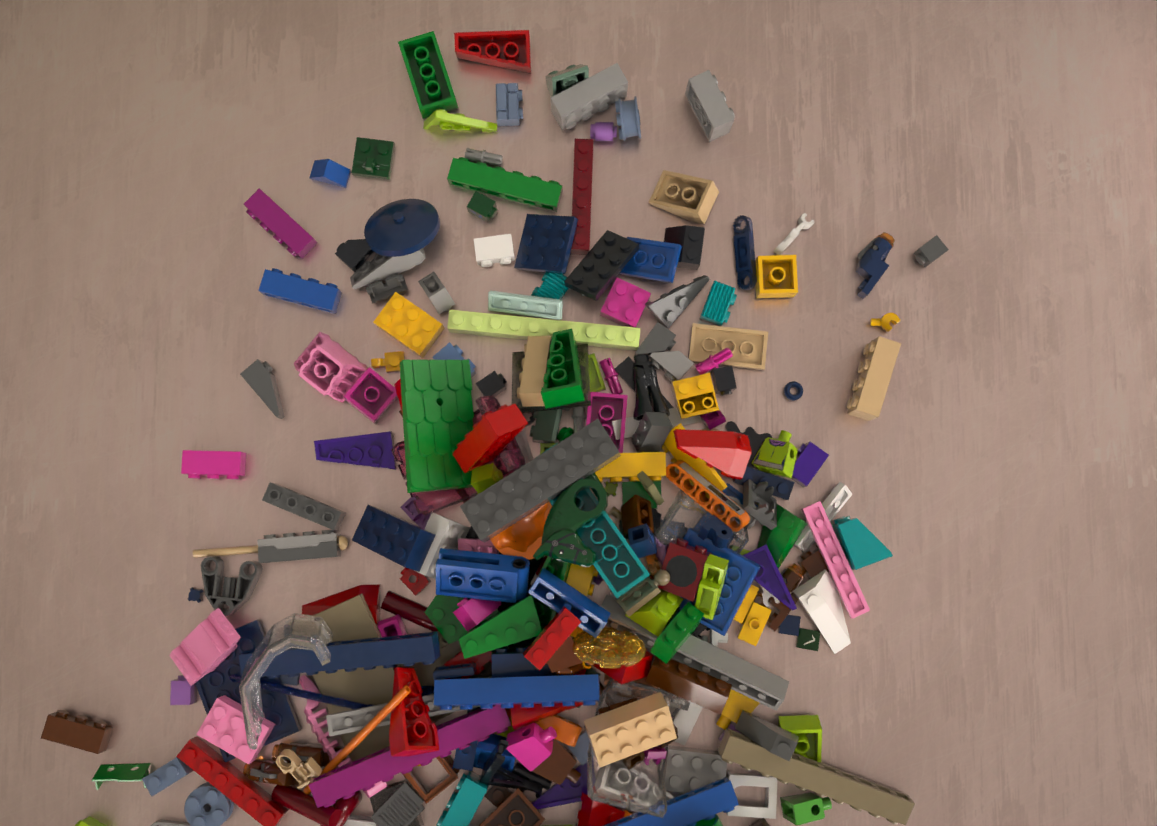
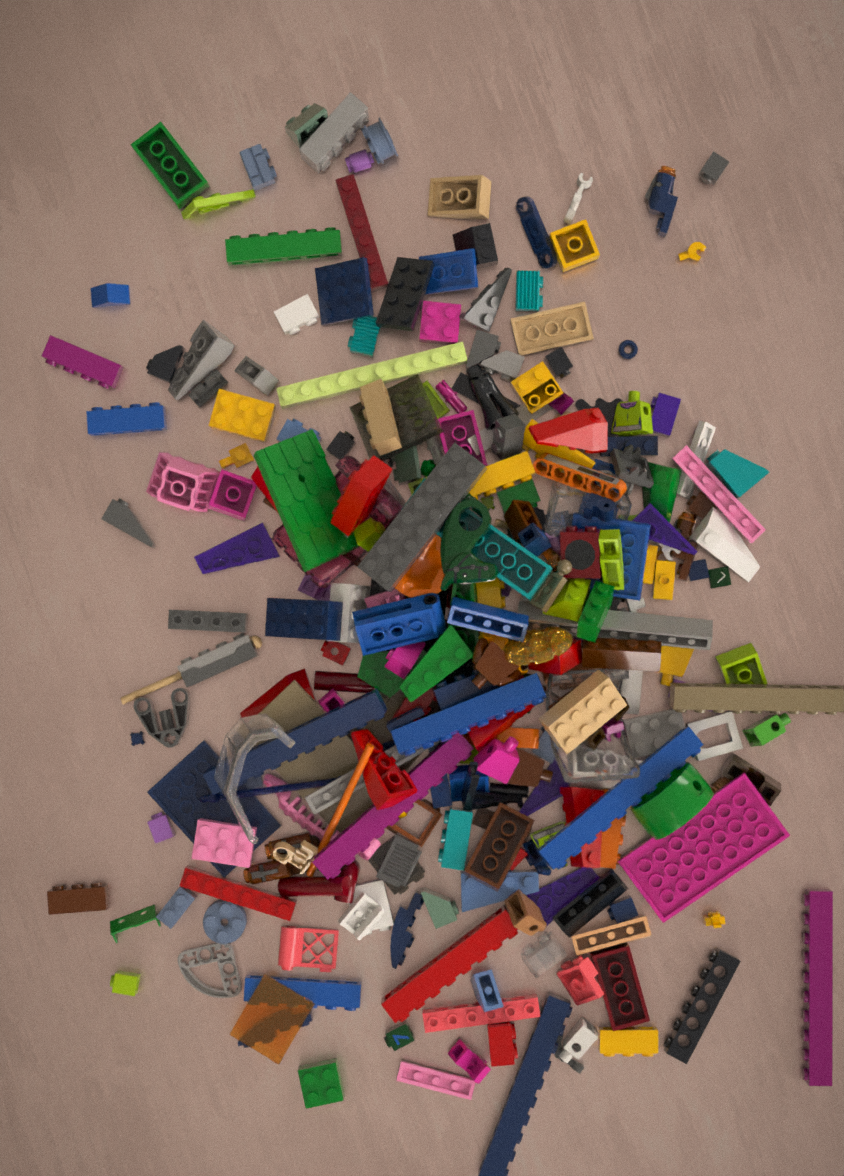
camera: 15 degrees left, 5 degrees up
(205, 647) = (169, 778): bright pink slope -> none
(213, 464) = (108, 612): dark pink brick -> none
(373, 158) = (146, 266): dark green hinge -> none
(402, 227) = (202, 324): dark blue dish -> none
(482, 207) = (270, 277): dark green brick -> none
(483, 156) = (252, 227): light grey axle -> none
(496, 48) = (228, 115): red wedge -> none
(525, 305) = (345, 358): light aqua tile -> none
(551, 638) = (483, 654): red brick -> none
(563, 373) = (407, 412): green wedge -> none
(650, 488) = (525, 489): olive tile -> none
(709, 105) = (453, 100): light grey brick -> none
(713, 361) = (543, 348): dark pink axle -> none
(767, 735) = (709, 675): dark grey slope -> none
(873, 378) = (698, 311): tan brick -> none

